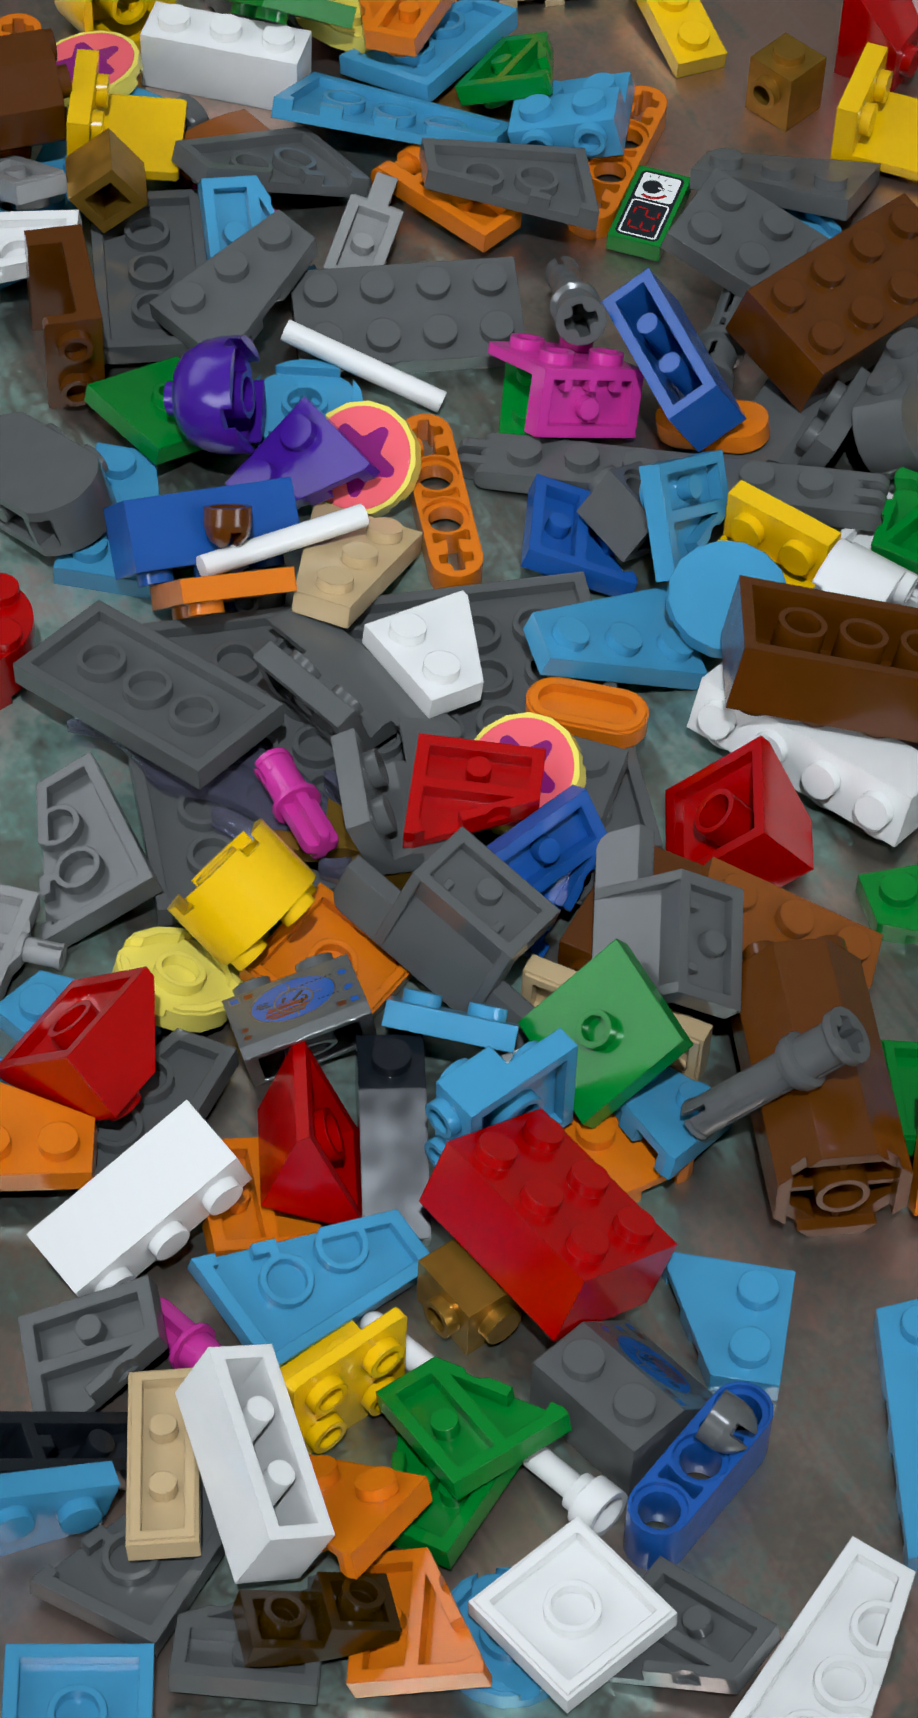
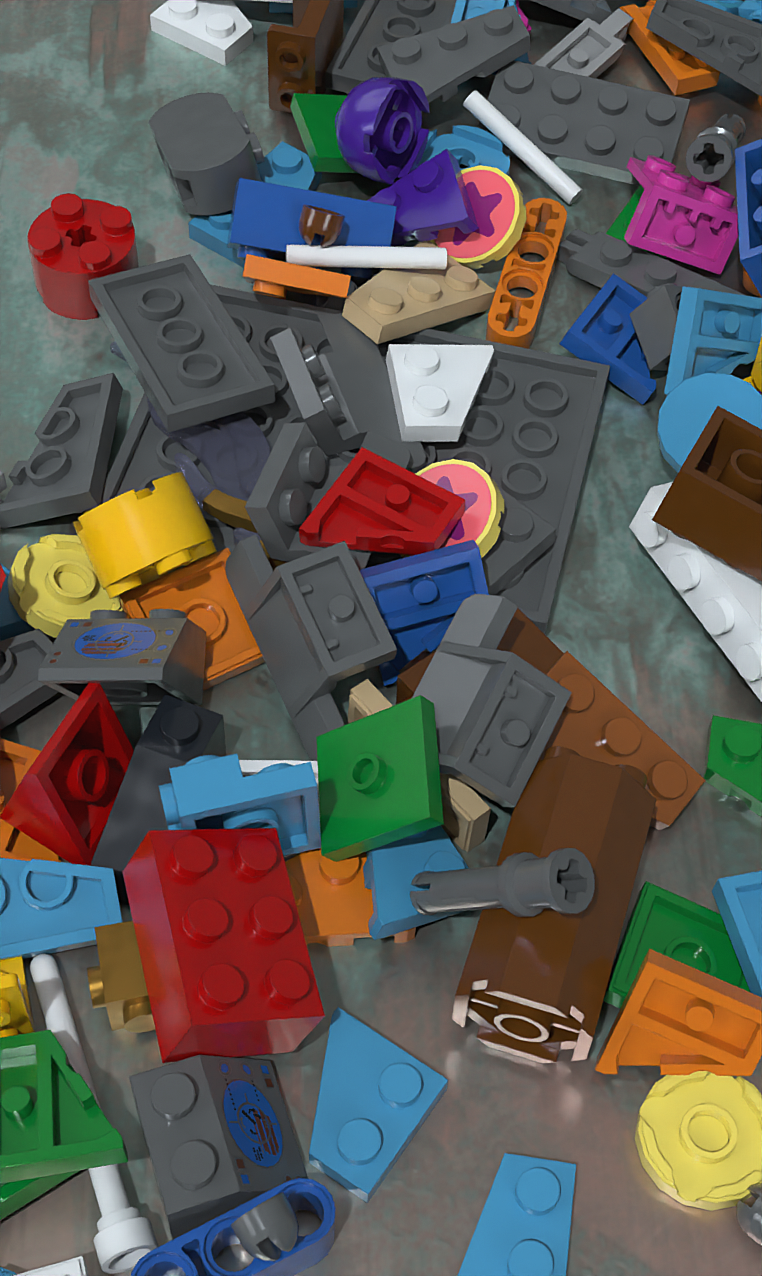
camera: 25 degrees right, 5 degrees up
(296, 802) = (239, 469): dark pink axle -> none
(423, 1014) = (254, 712): dark azure wing -> none
(591, 710) = (543, 483): orange tile -> none
(615, 641) = (596, 430): dark azure wing -> none
(743, 815) = (629, 628): red slope -> none

